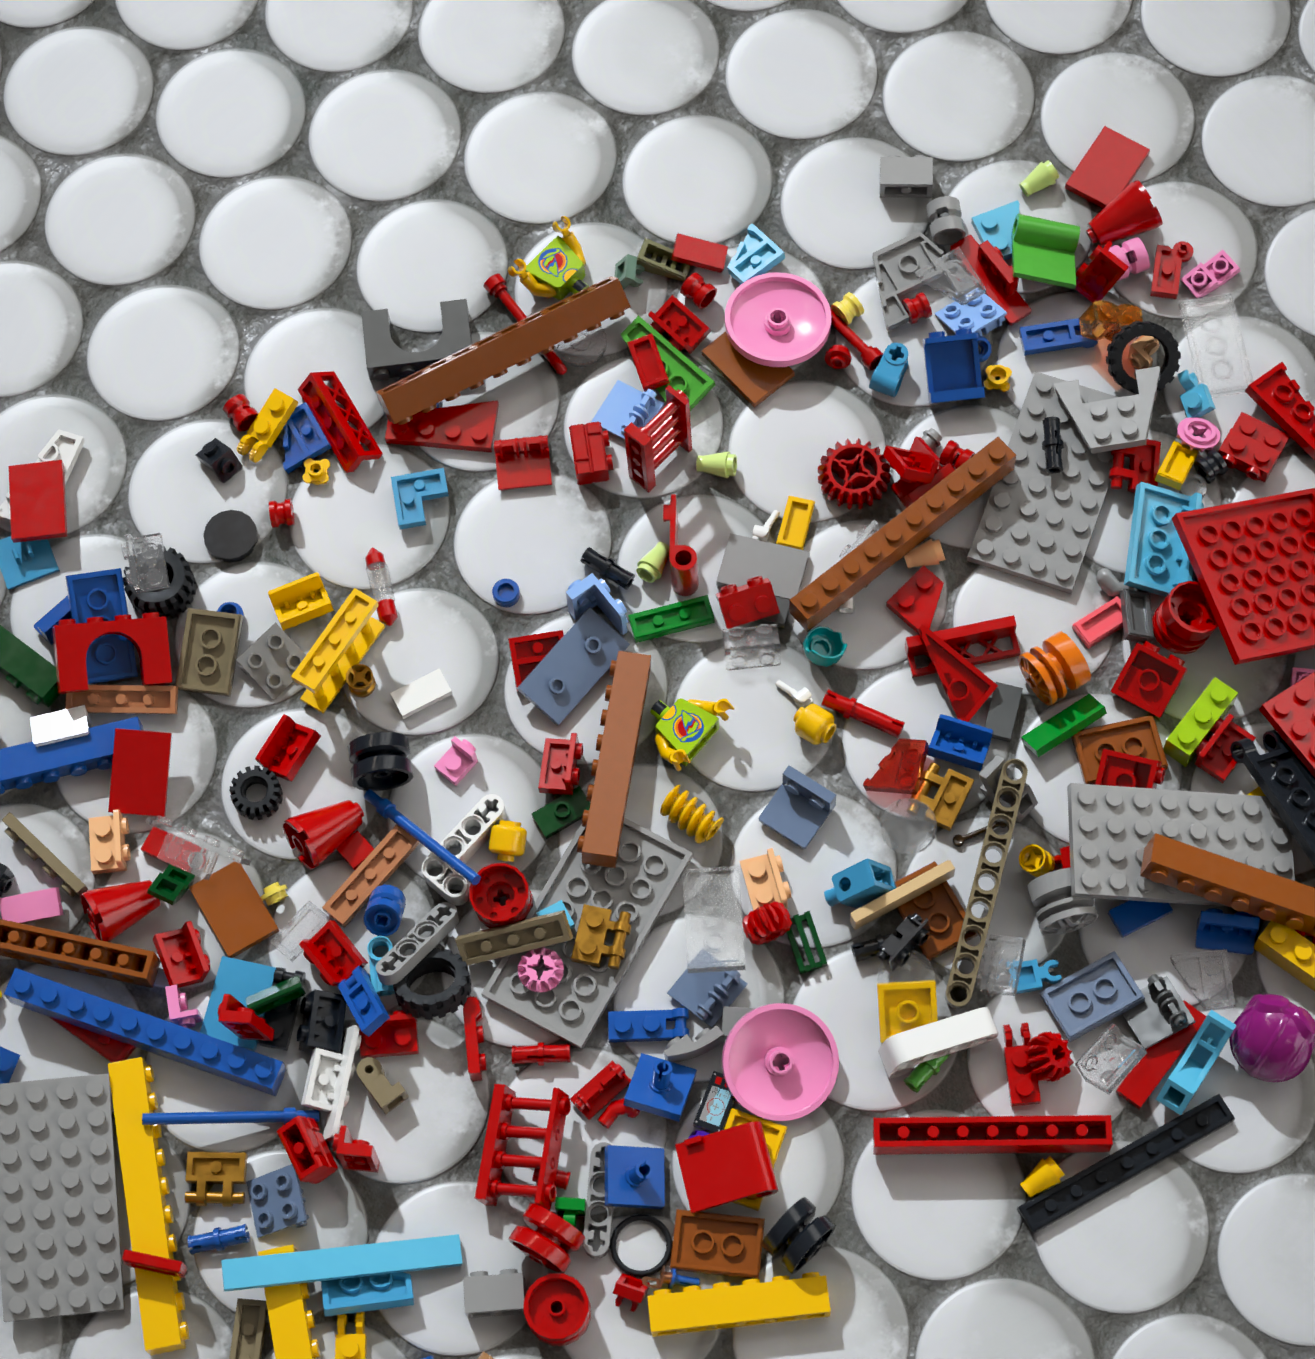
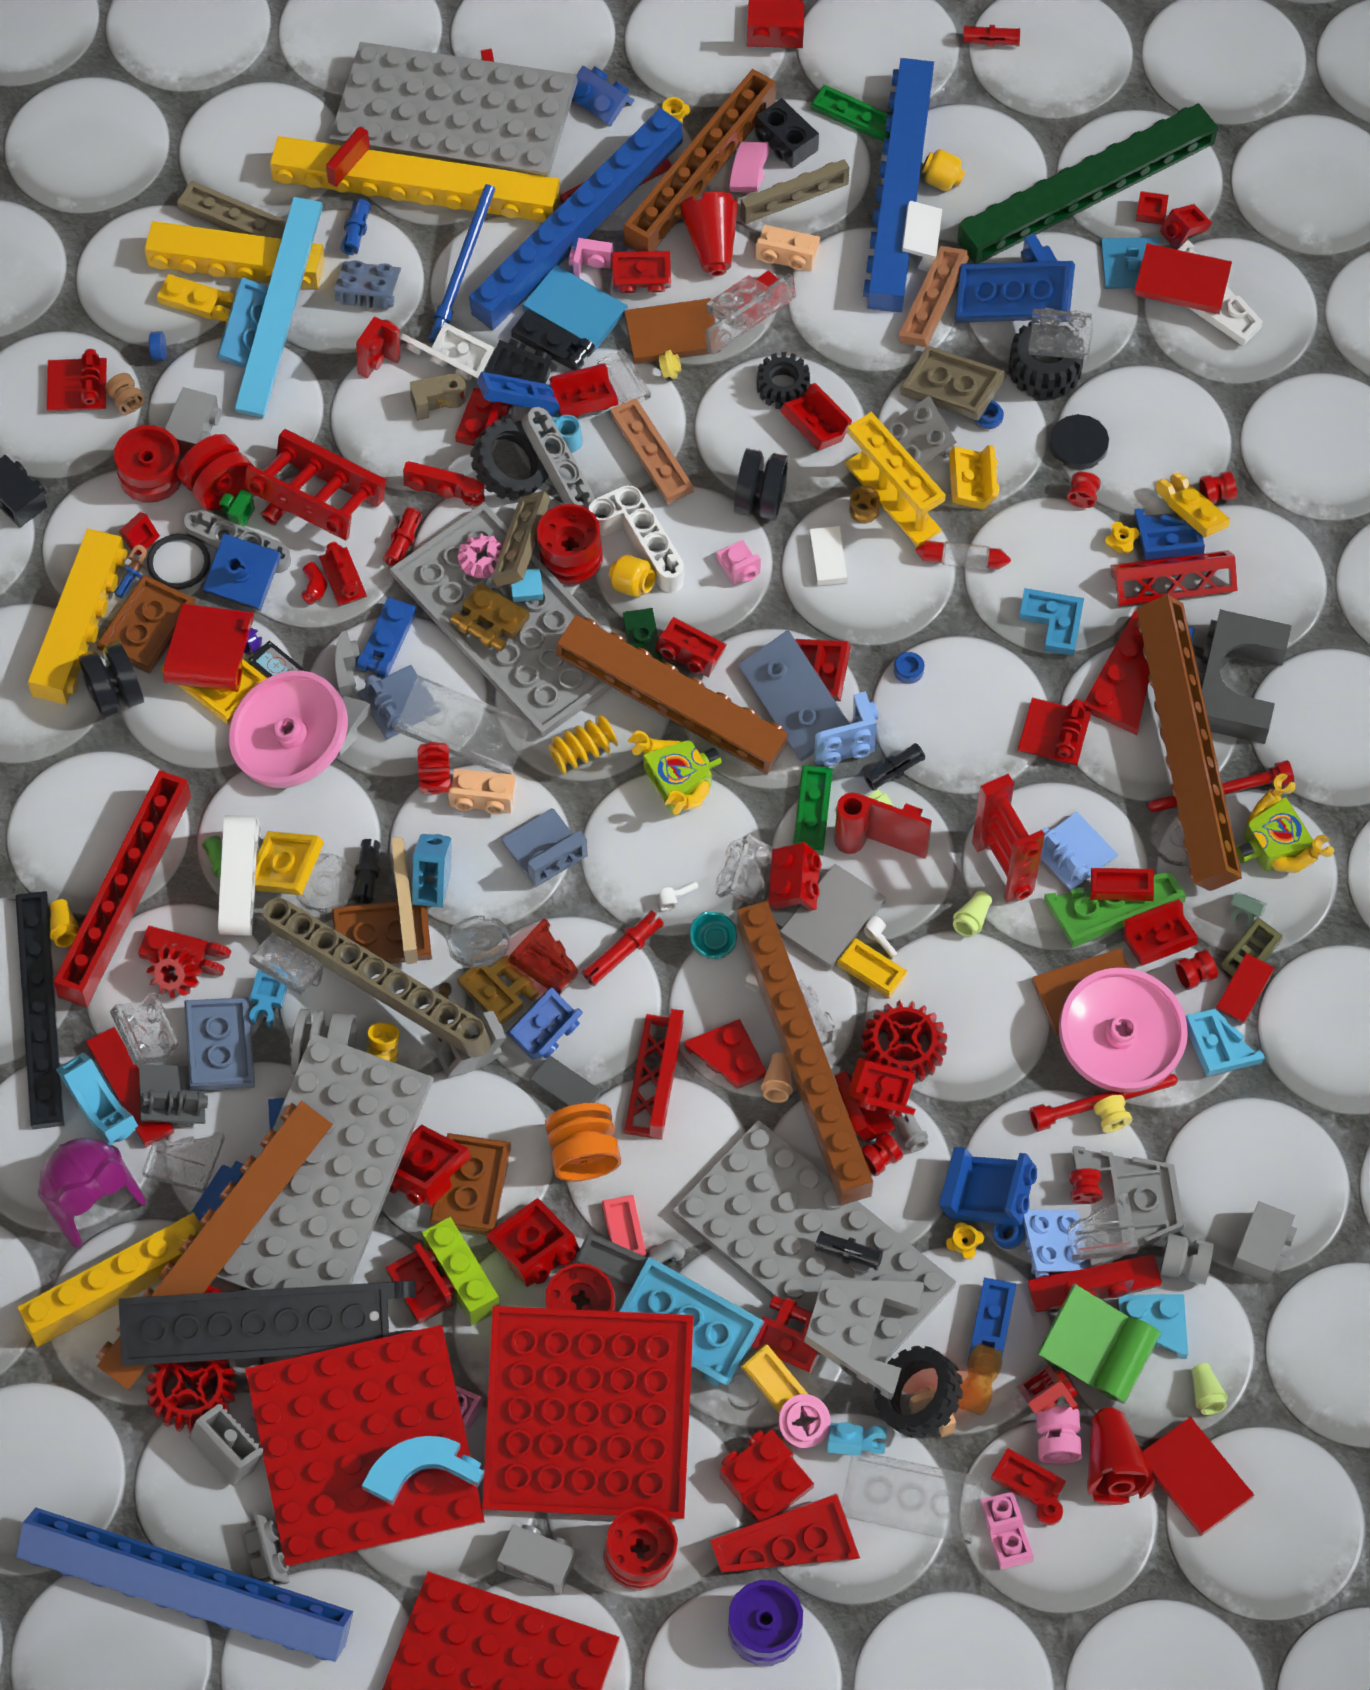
camera: 105 degrees right, 5 degrees down
(140, 772) = (844, 284): red tile -> none
(146, 634) = (988, 323): red arch -> none
(171, 884) = (710, 271): dark green slope -> none
(216, 1168) = (421, 244): pearl gold plate -> none
(219, 459) = (1170, 452): black bracket -> none
(243, 1020) = (544, 288): red bracket -> none
(276, 995) = (562, 328): dark green slope -> none
(307, 1149) = (405, 309): red brick -> none
(322, 831) = (713, 417): red cone -> none
(355, 850) = (685, 448): red tile -> none
(384, 910) = (605, 444): blue wheel -> none
(388, 810) = (712, 483): blue bar -> none
(589, 453) = (1039, 793): red brick -> none
(660, 1087) = (316, 622): blue tile -> none
(798, 919) = (404, 800): dark green tile -> none
(814, 724) = (629, 894): yellow head -> none
(838, 357) = (1055, 1081): red plate -> none
(890, 373) = (1014, 1125): dark azure piece -> none
(912, 933) = (357, 895): black hinge -> none
(962, 681) = (617, 1049): red wing -> none
(1063, 725) = (521, 1136): green tile -> none
(1211, 466) = (757, 1416): black wheel -> none

